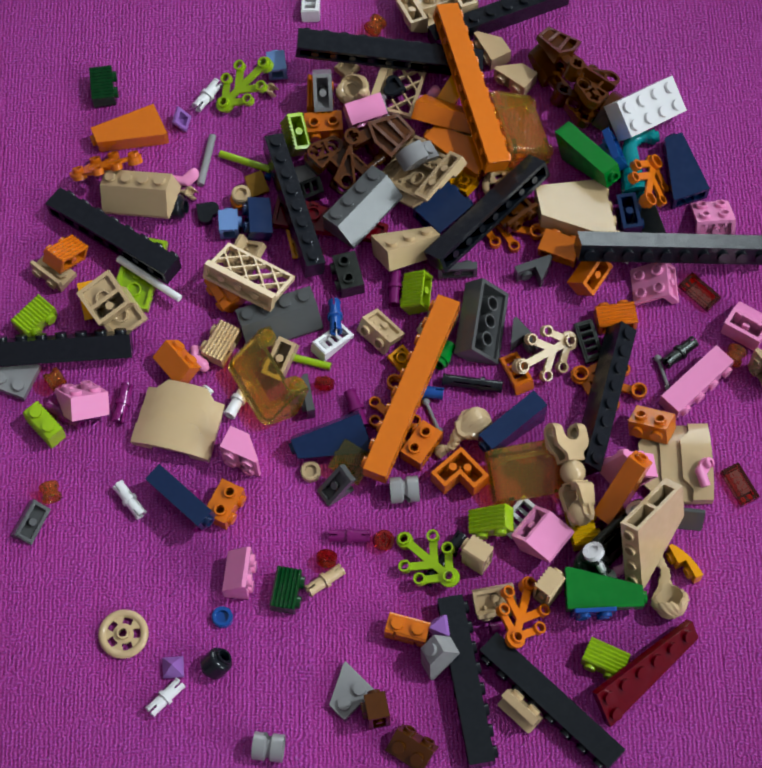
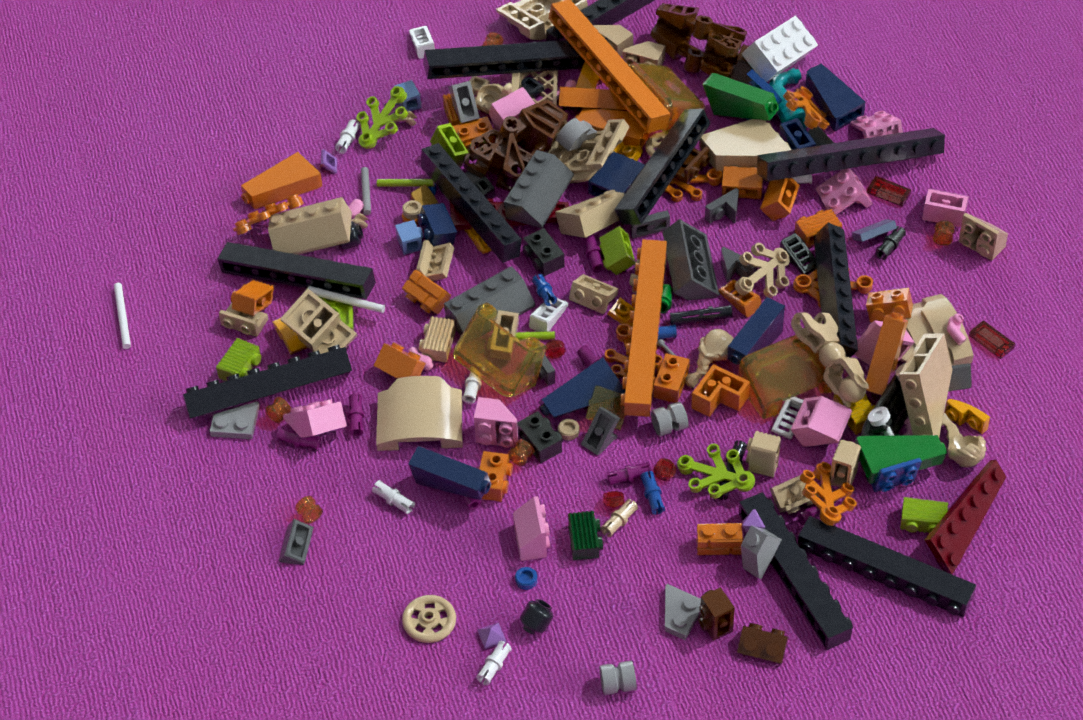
camera: 15 degrees left, 15 degrees down
(44, 424) = (281, 450): lime brick -> none
(102, 86) = (240, 151): dark green brick -> none
(207, 212) = (382, 233): black tile -> none
(241, 285) = (450, 278): tan fence -> none
(257, 486) = (520, 452): none -> clear orange wheel
(280, 474) = (541, 436): none -> pearl dark grey brick
(364, 562) = (652, 492): none -> blue pin
(491, 520) = (768, 419): lime brick -> none
(520, 711) = (858, 580): tan bracket -> none
(657, 358) = (871, 254): light grey hinge -> none
(668, 334) = (874, 230): none -> sand blue tile
(696, 382) = (918, 260): bright pink brick -> none

